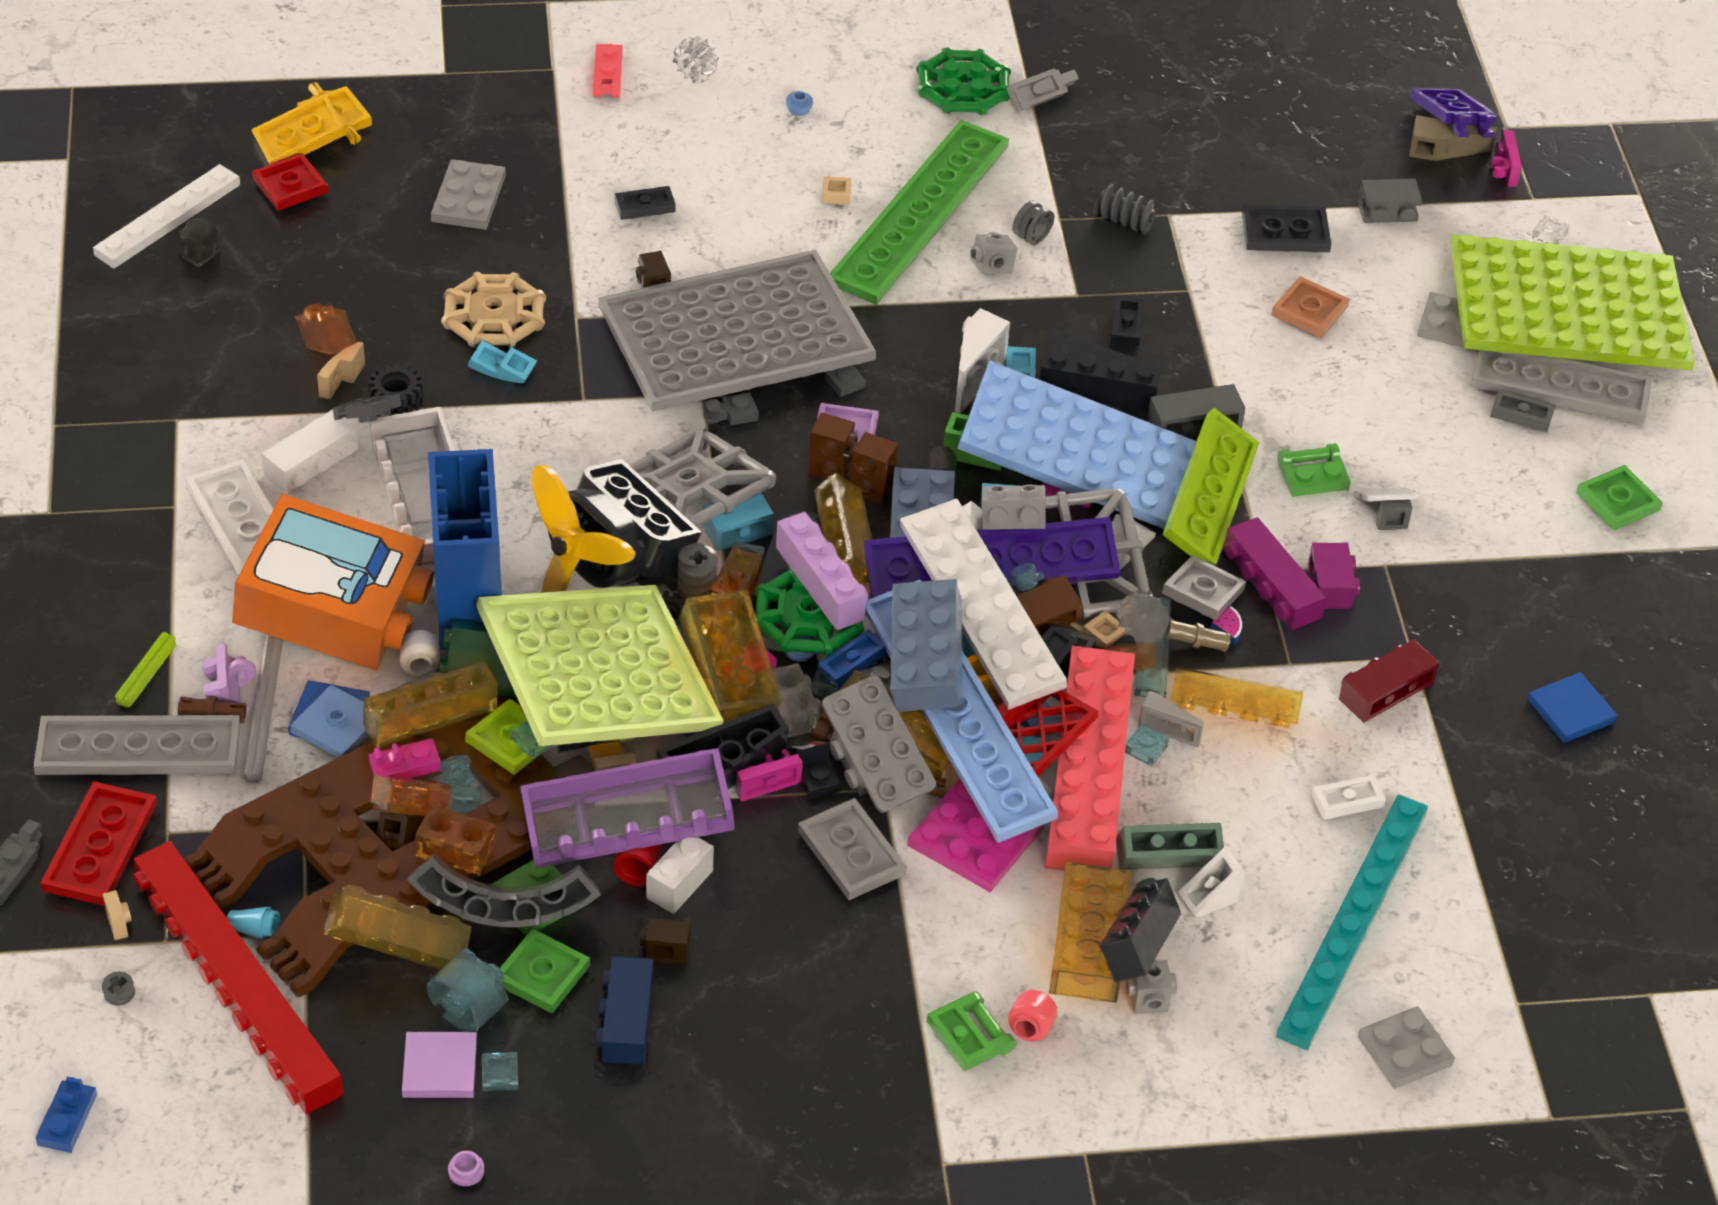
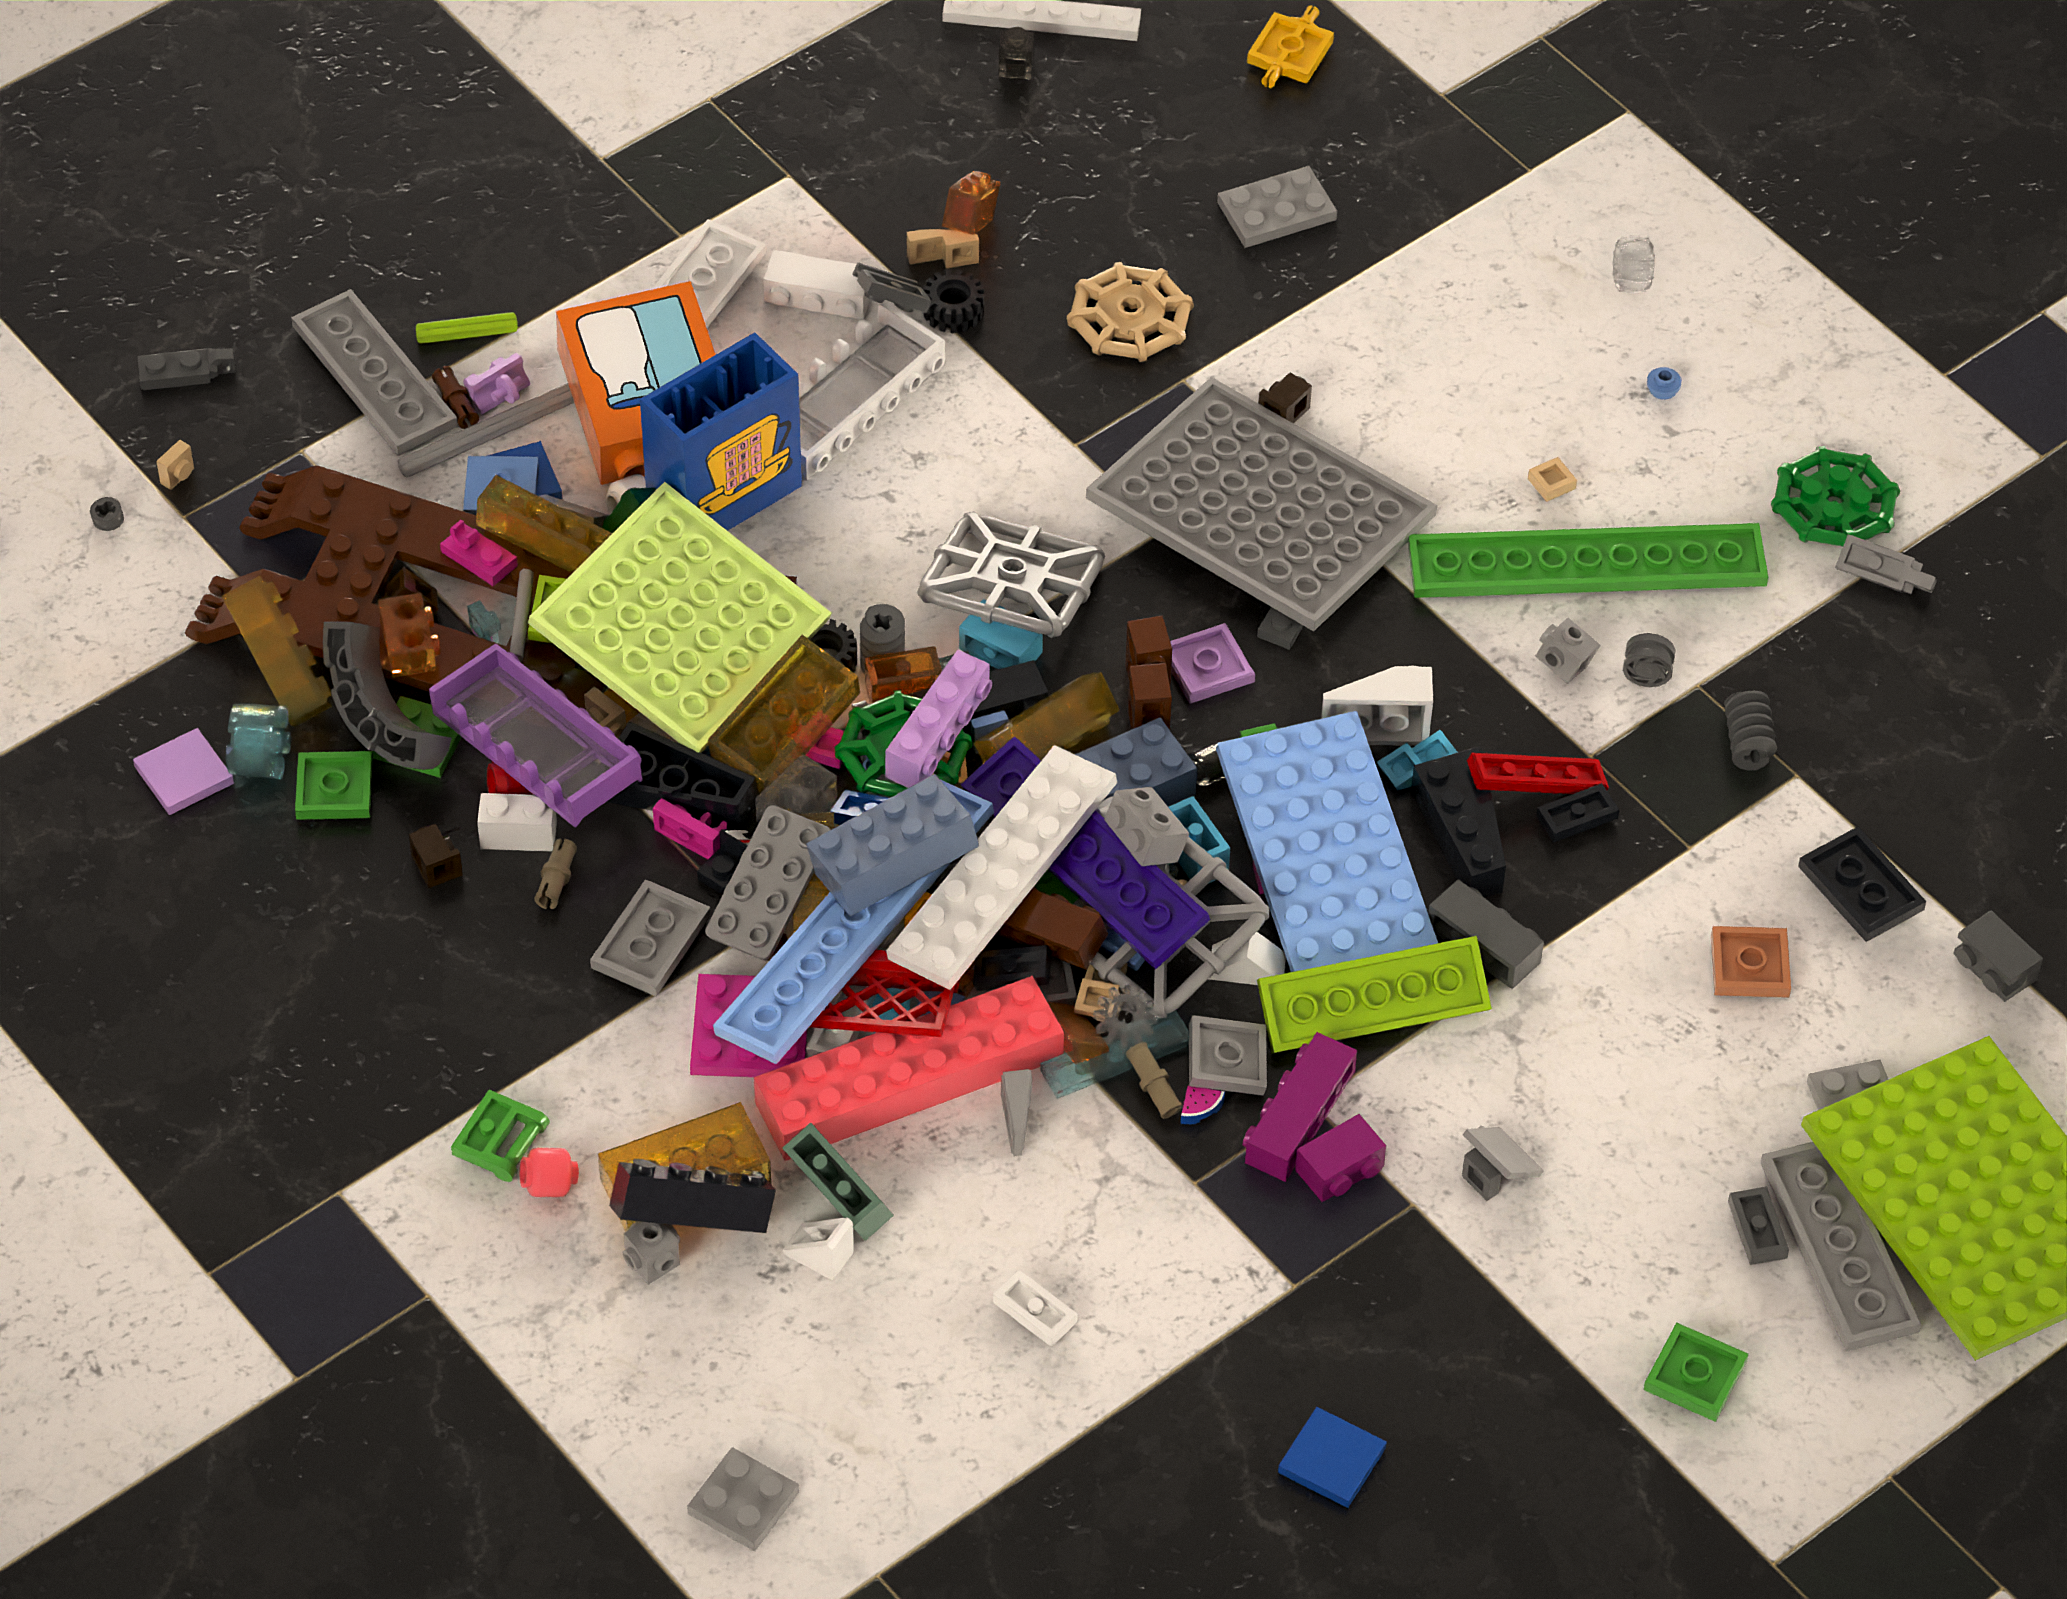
camera: 60 degrees right, 5 degrees up
(99, 843) = (247, 409): red plate -> none
(237, 978) = (168, 582): red brick -> none
(255, 922) = (238, 558): medium azure cone -> none
(290, 181) = (1165, 71): red plate -> none
(300, 130) = (1235, 36): yellow tile -> none
(408, 795) = (442, 580): clear orange brick -> none
(461, 763) = (500, 597): clear light blue plate -> none
(466, 1168) = (84, 848): lavender plate -> none
(486, 765) = (521, 613): none -> light grey bar
(500, 1071) = (201, 814): clear light blue plate -> none
(505, 366) = (1063, 356): medium azure slope -> none
(608, 70) = (1562, 211): coral plate -> none
(610, 528) = (866, 536): black brick -> none
(625, 1010) = (332, 867): dark blue brick -> none
(645, 202) = (1387, 341): black plate -> none
(734, 408) = (1159, 563): dark grey plate -> none
(744, 875) = (555, 873): none -> dark tan pin
(1025, 576) = (1072, 886): clear light blue plate -> none
(1089, 317) = (1535, 773): none -> red tile
(1146, 745) = (976, 1109): clear light blue plate -> none
(1238, 696) = (1089, 1148): clear yellow brick -> none
(1317, 477) = (1491, 1086): bright green plate -> none
(1351, 923) = (879, 1384): teal plate -> none
(1388, 680) = (1226, 1272): dark red brick -> none

